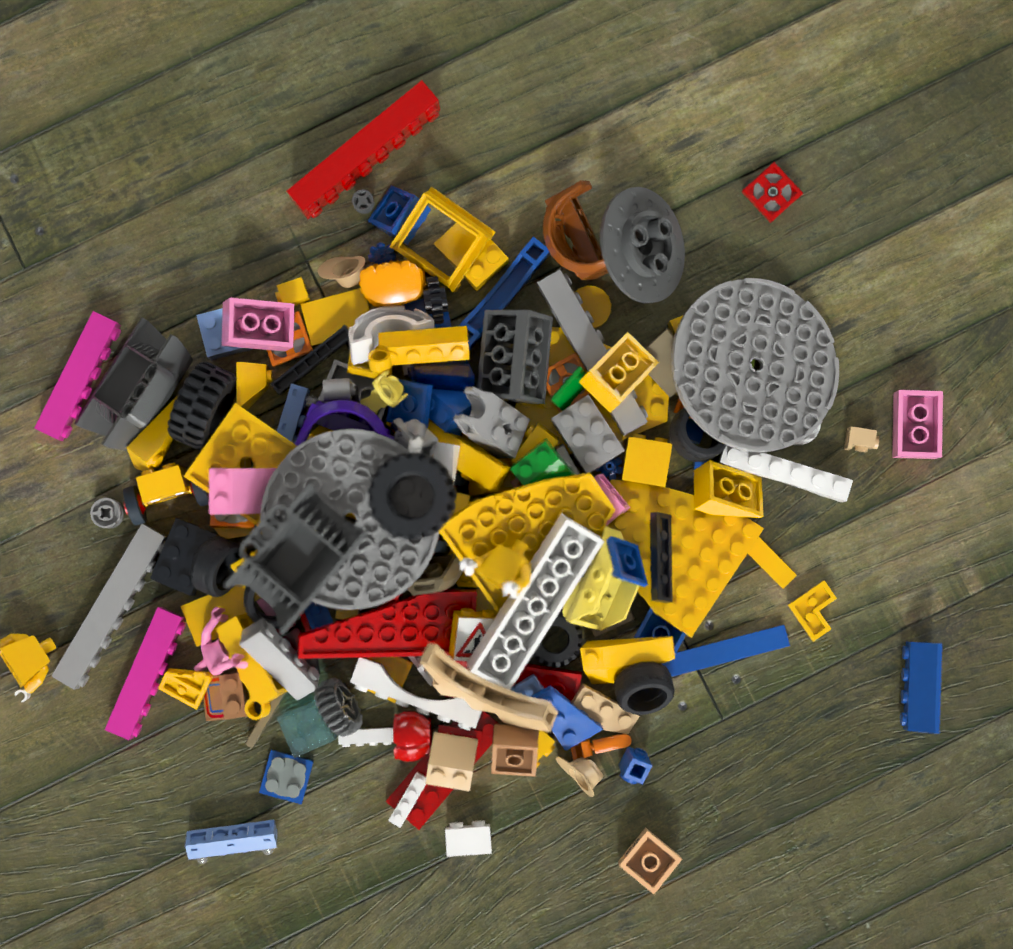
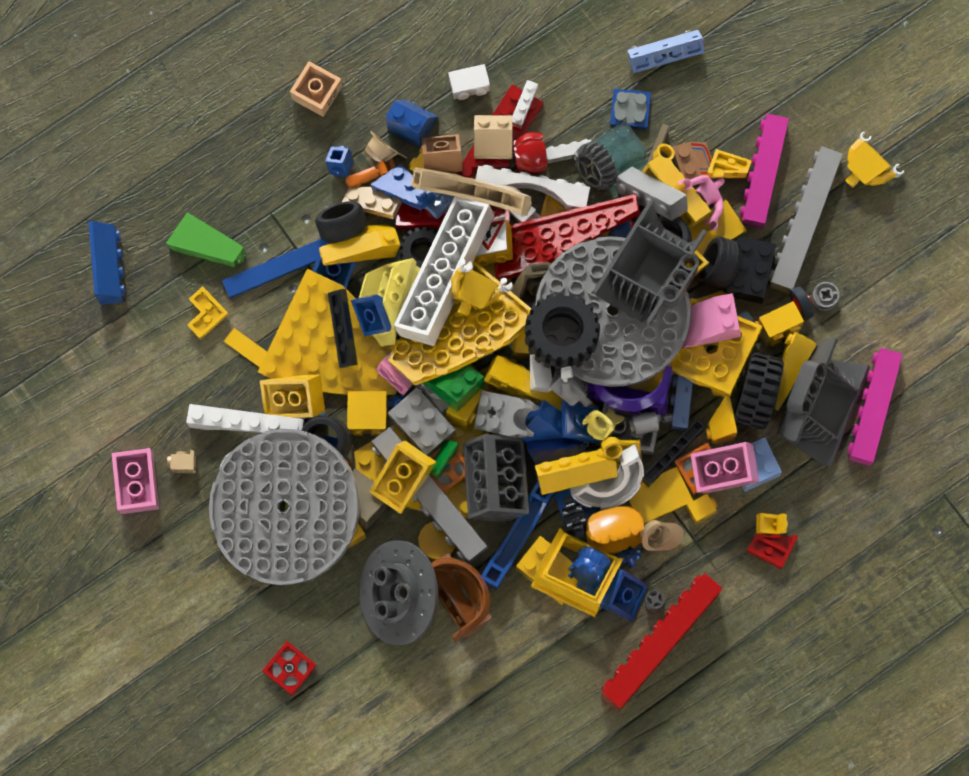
camera: 170 degrees right, 10 degrees down
(219, 263) = (771, 524): none -> yellow bracket
(223, 237) = (772, 548): none -> red wing
(427, 242) = (590, 568): none -> blue hair
(543, 802) = (410, 122): none -> blue slope
(807, 697) = (205, 242): none -> bright green slope

